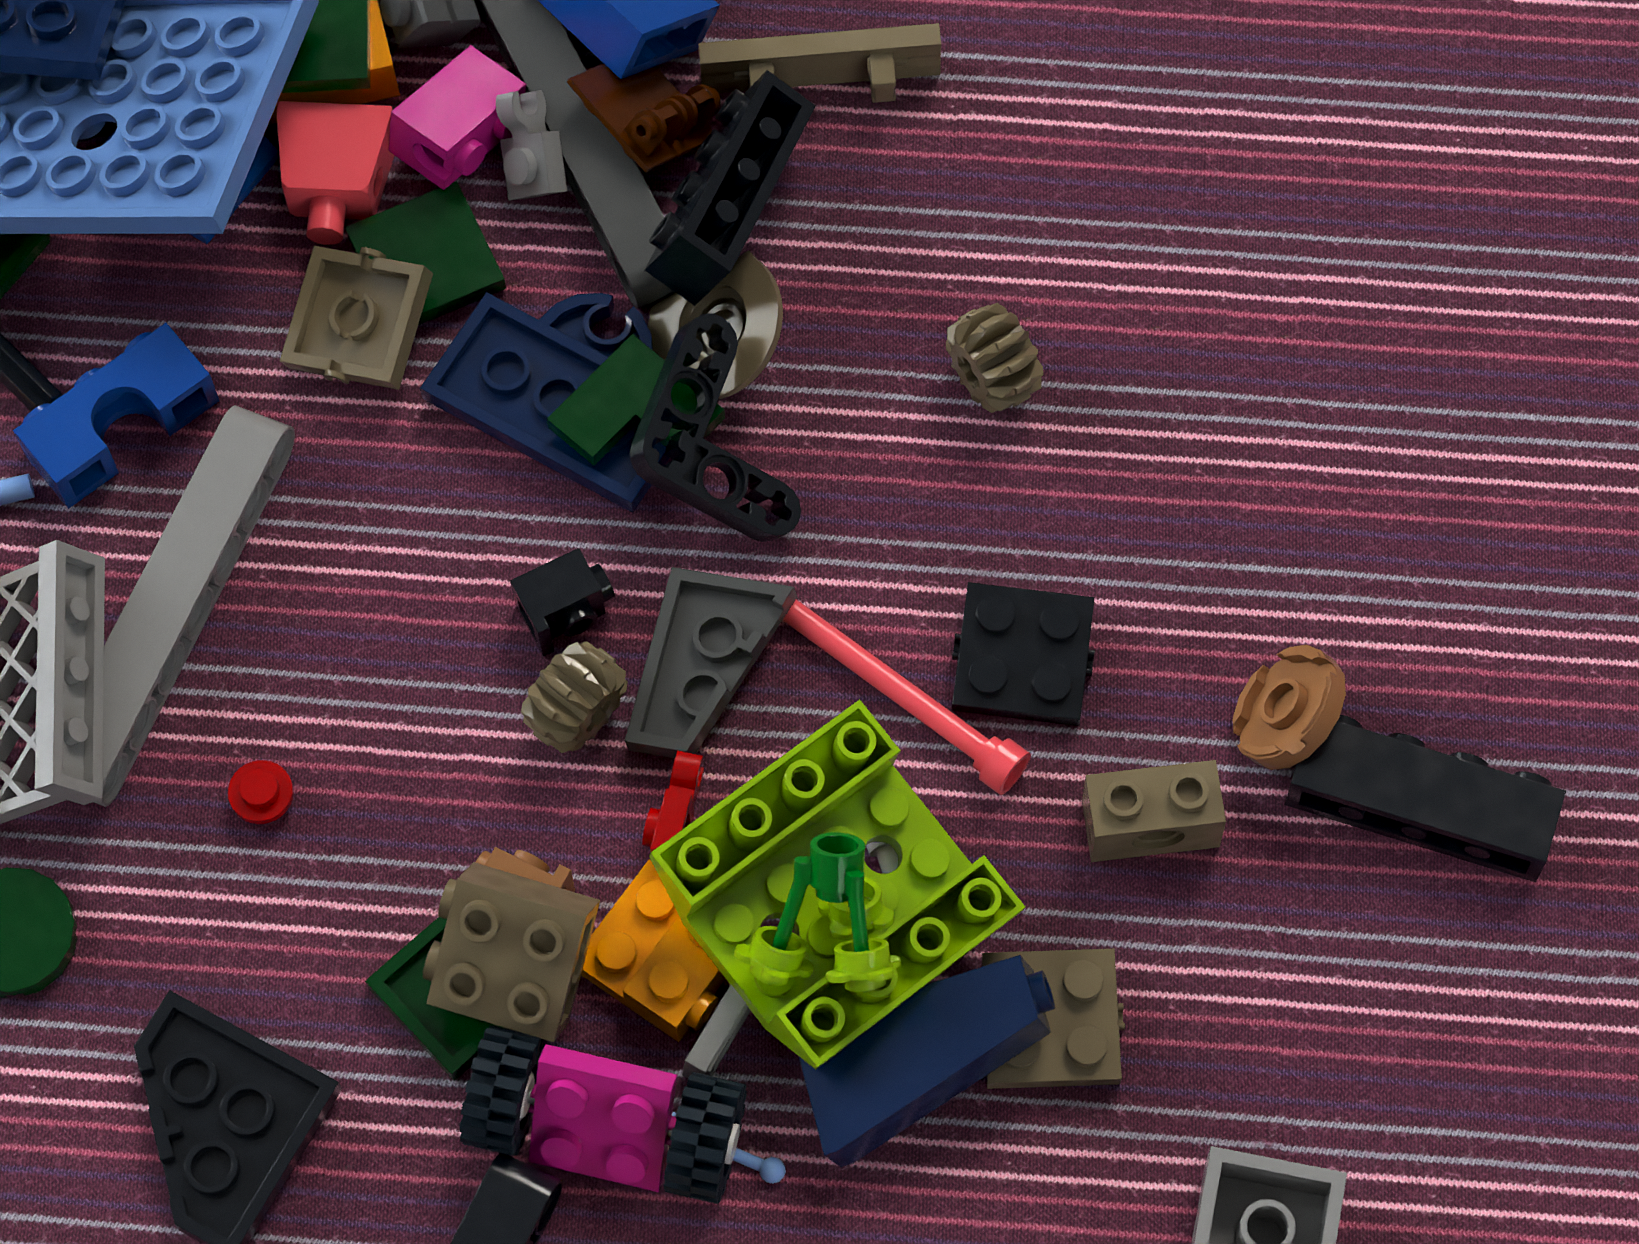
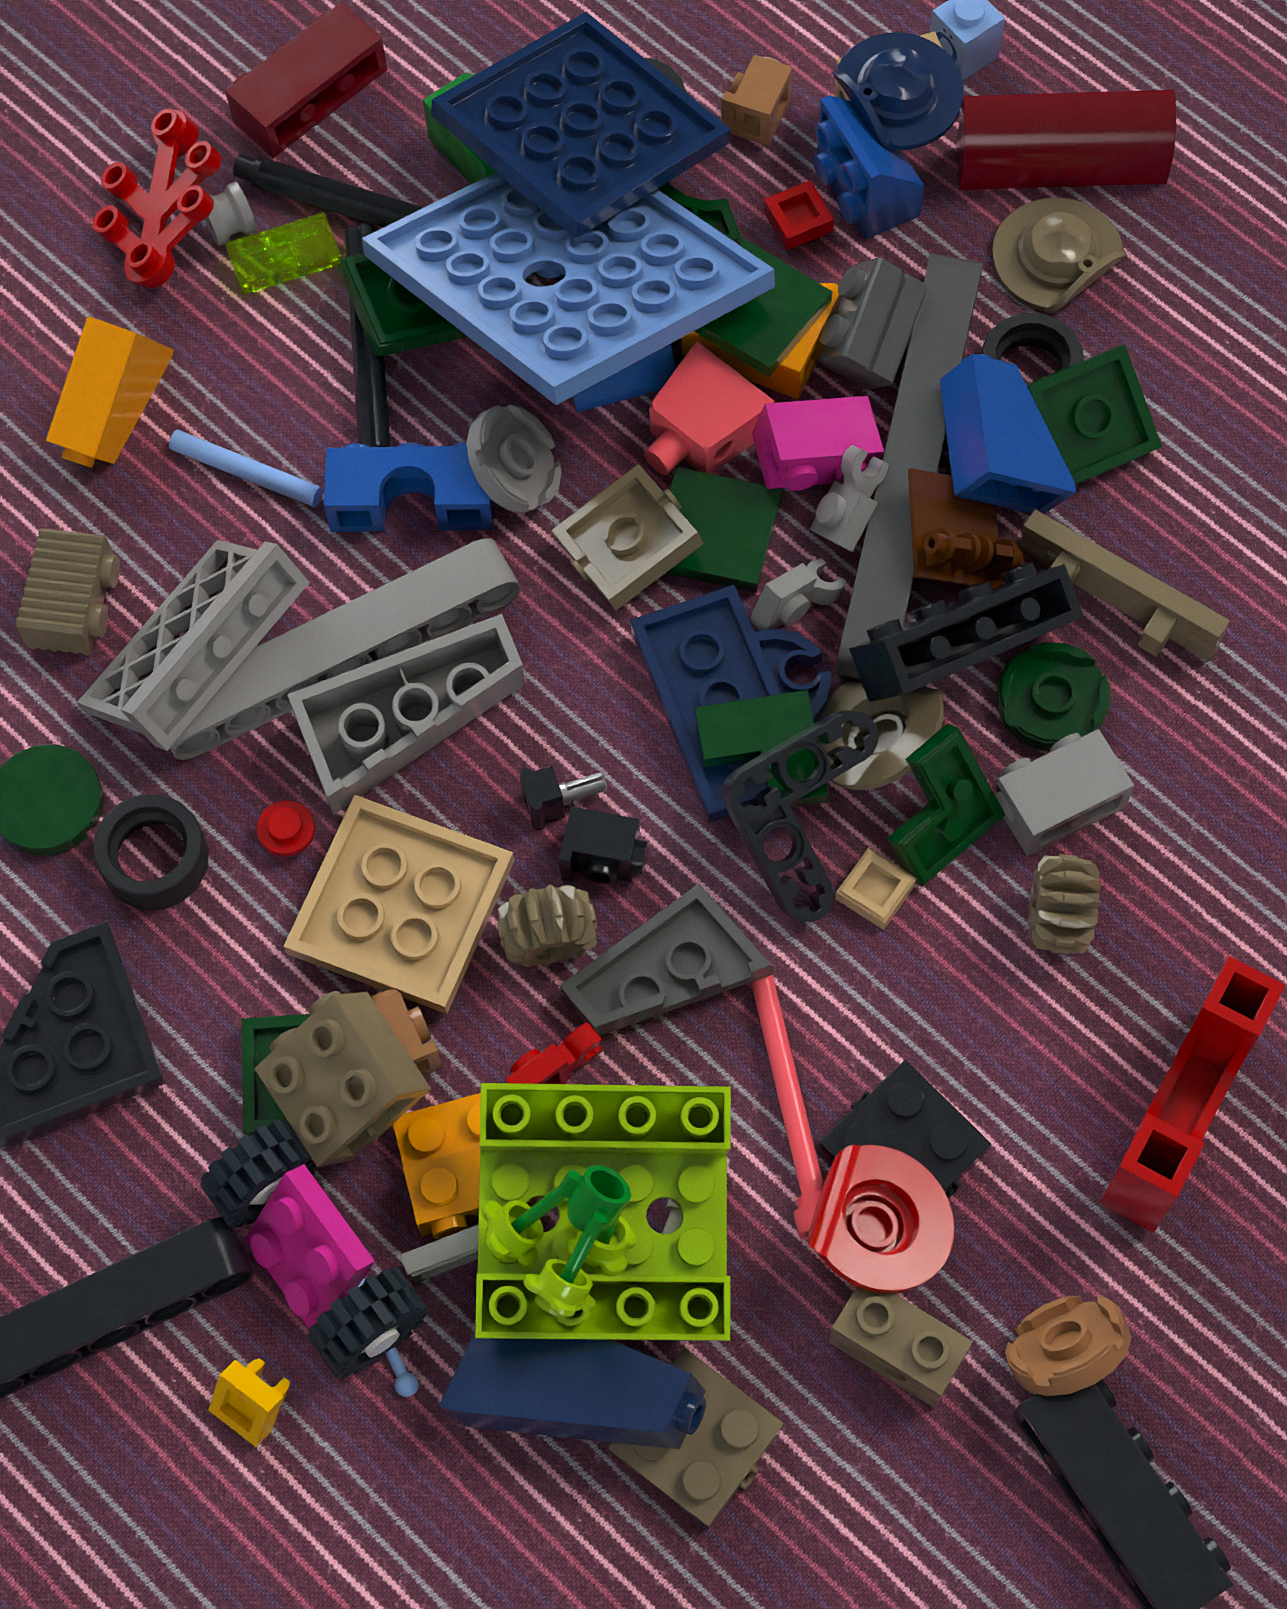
camera: 40 degrees right, 0 degrees up
(126, 864) = (134, 815): none -> black tyre
(193, 320) = (513, 458): none -> light grey tile
(275, 615) = (403, 705): none -> light grey wedge
(421, 778) = (399, 903): none -> tan plate
(473, 591) = (547, 797): none -> black piece
(548, 265) = (791, 594): none -> light grey plate
(822, 463) = (875, 888): none -> tan tile
(836, 196) = (1052, 694): none -> dark green tile
(840, 347) = (958, 806): none -> dark green tile
(912, 267) = (1062, 790): none -> light grey brick
(1061, 721) = (882, 1220): none -> hat
(1238, 493) = (1191, 1094): none -> red arch

